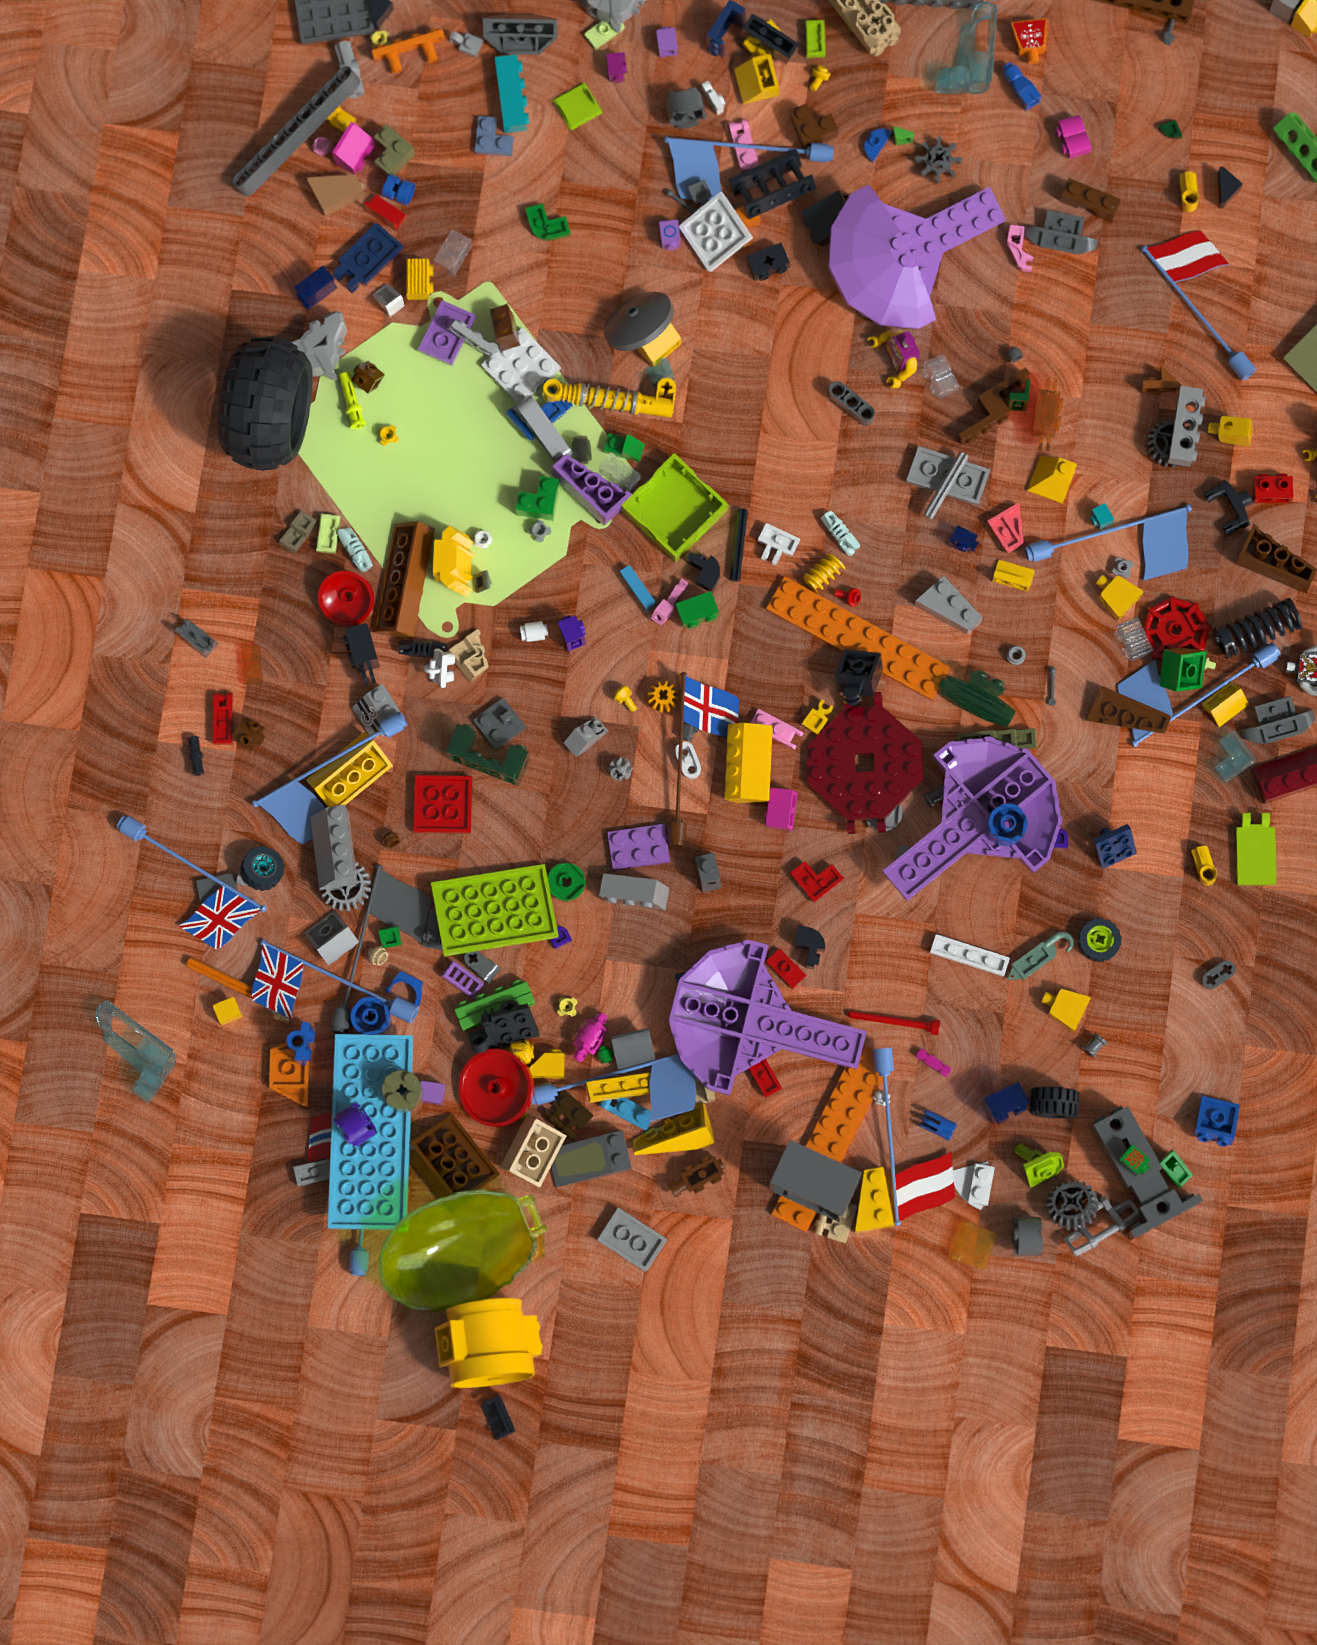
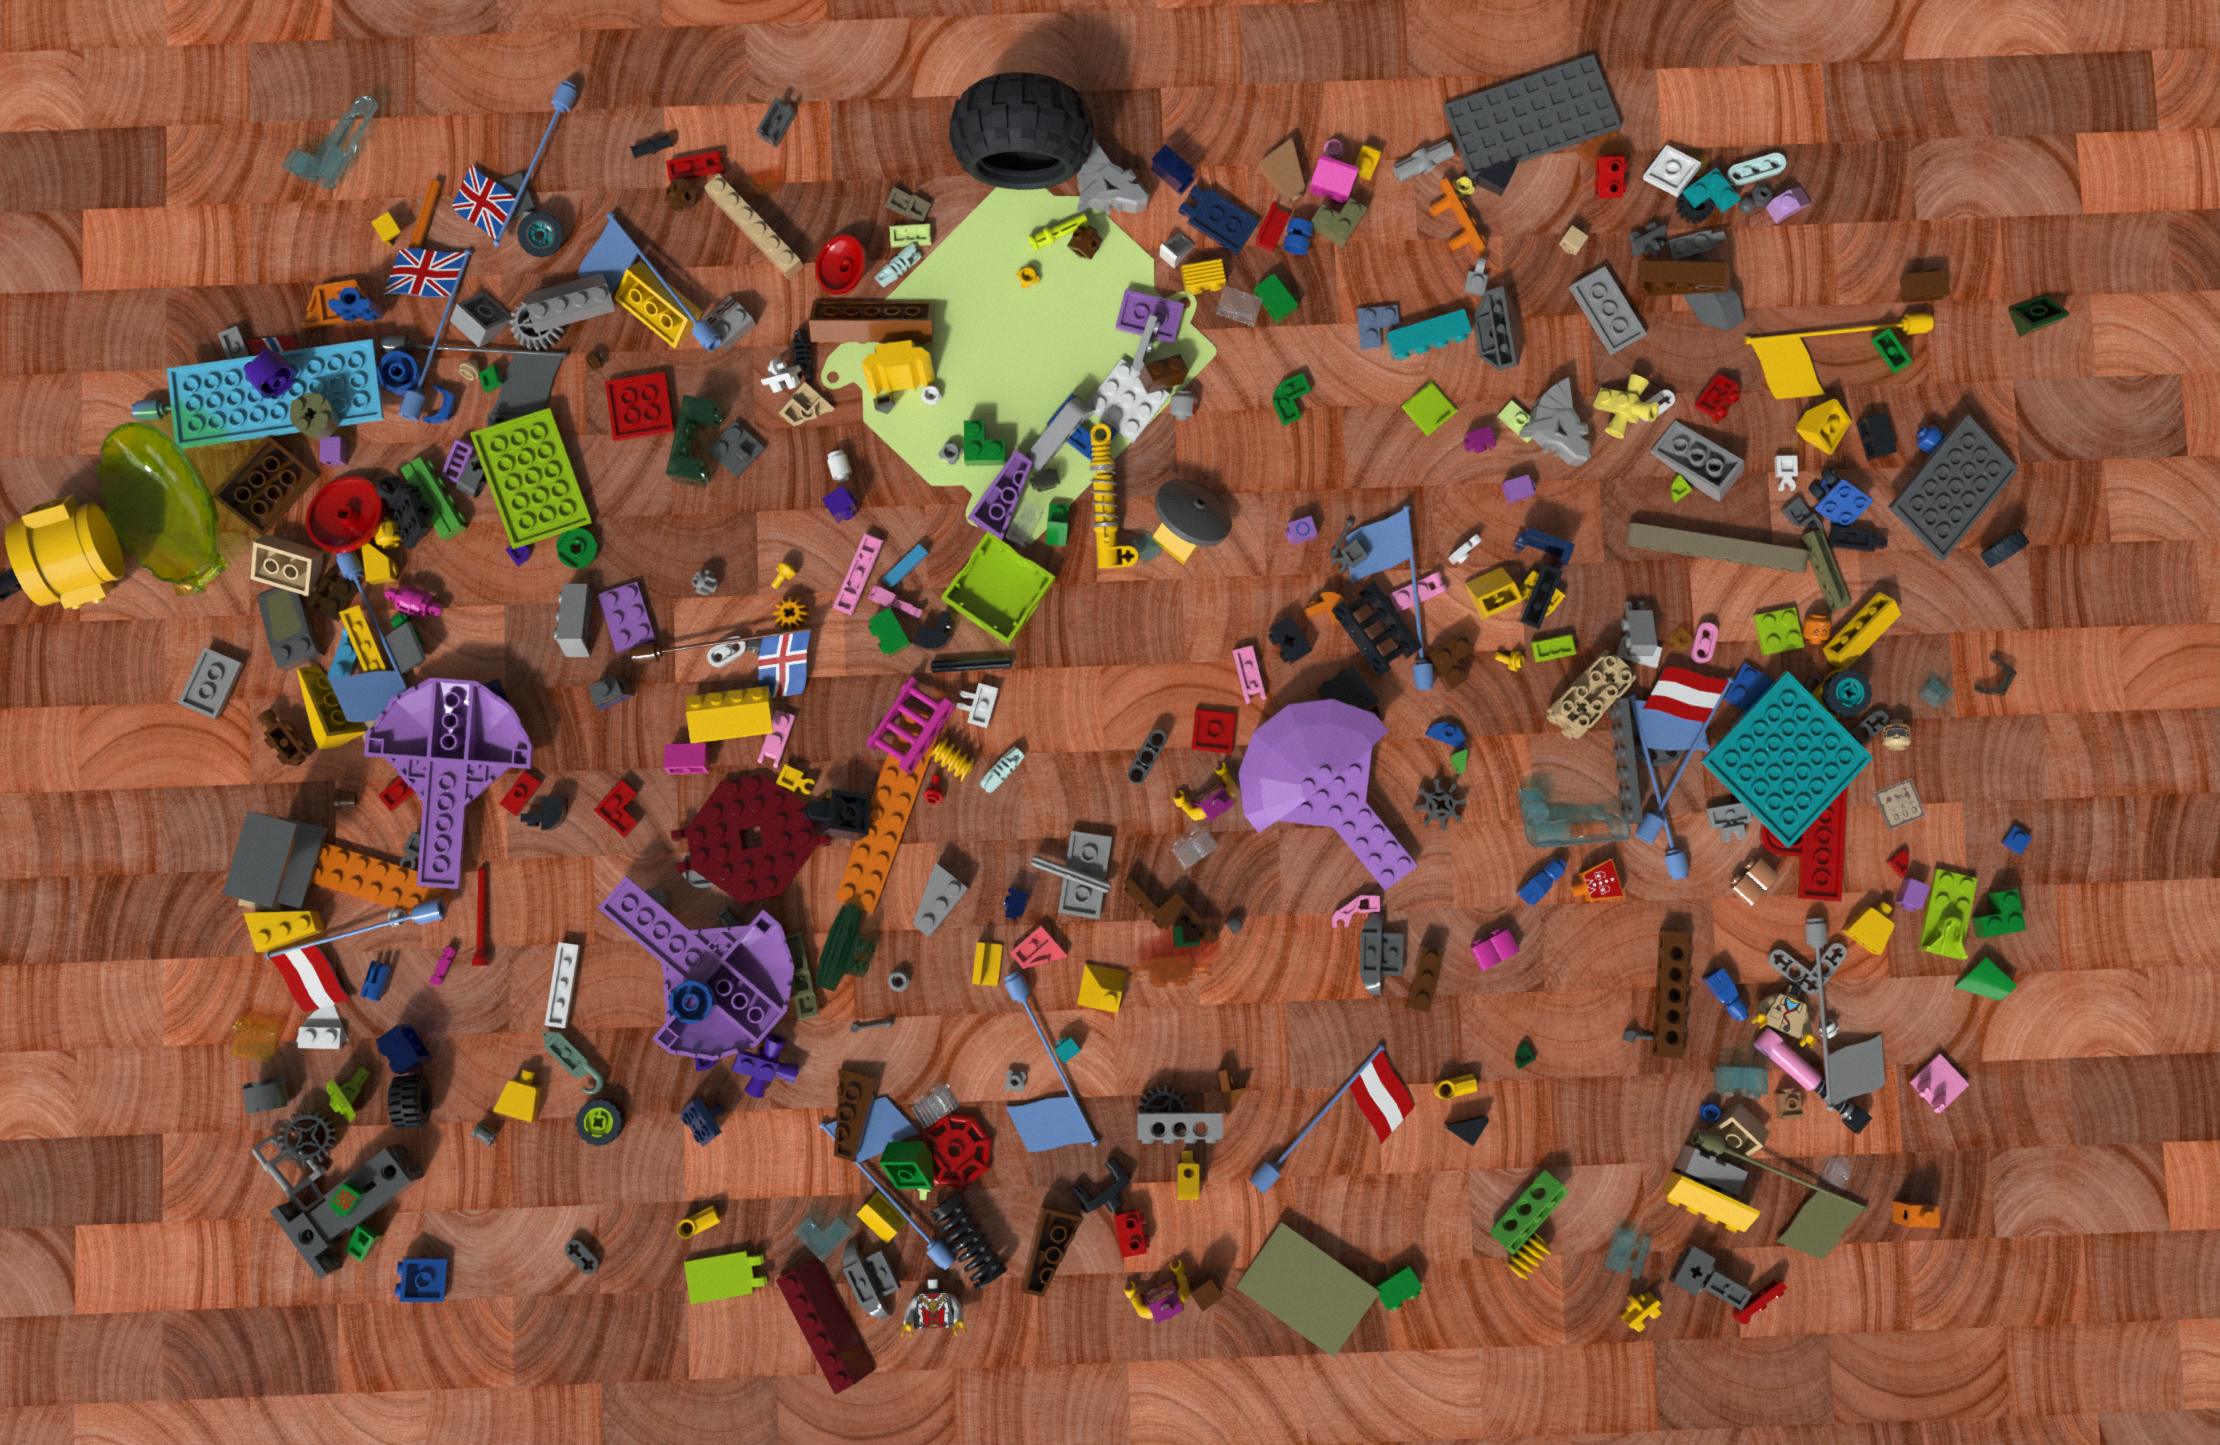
camera: 75 degrees right, 5 degrees up
(293, 672) = (753, 226): none -> tan brick
(296, 131) = (1341, 116): dark grey beam -> none
(363, 652) = (783, 292): black brick -> none
(454, 217) = (1276, 298): none -> green brick
(535, 317) = (1183, 405): none -> light grey head
(562, 1007) = (440, 572): light yellow plate -> none
(585, 736) = (735, 540): light grey slope -> none
(637, 631) = (858, 574): none -> bright pink plate
(685, 108) = (1445, 521): dark grey brick -> none
(715, 231) = (1311, 578): white plate -> none
(763, 1129) = (345, 799): none -> reddish brown piece
(791, 303) = (1248, 673): none -> bright pink hinge
(804, 598) = (919, 743): none -> dark pink fence
(820, 1069) = (412, 848): none -> dark grey plate
(837, 343) = (1213, 731): none -> red tile
(1073, 780) = (764, 1065): none -> dark purple brick
(1118, 595) = (982, 1081): yellow torso -> none

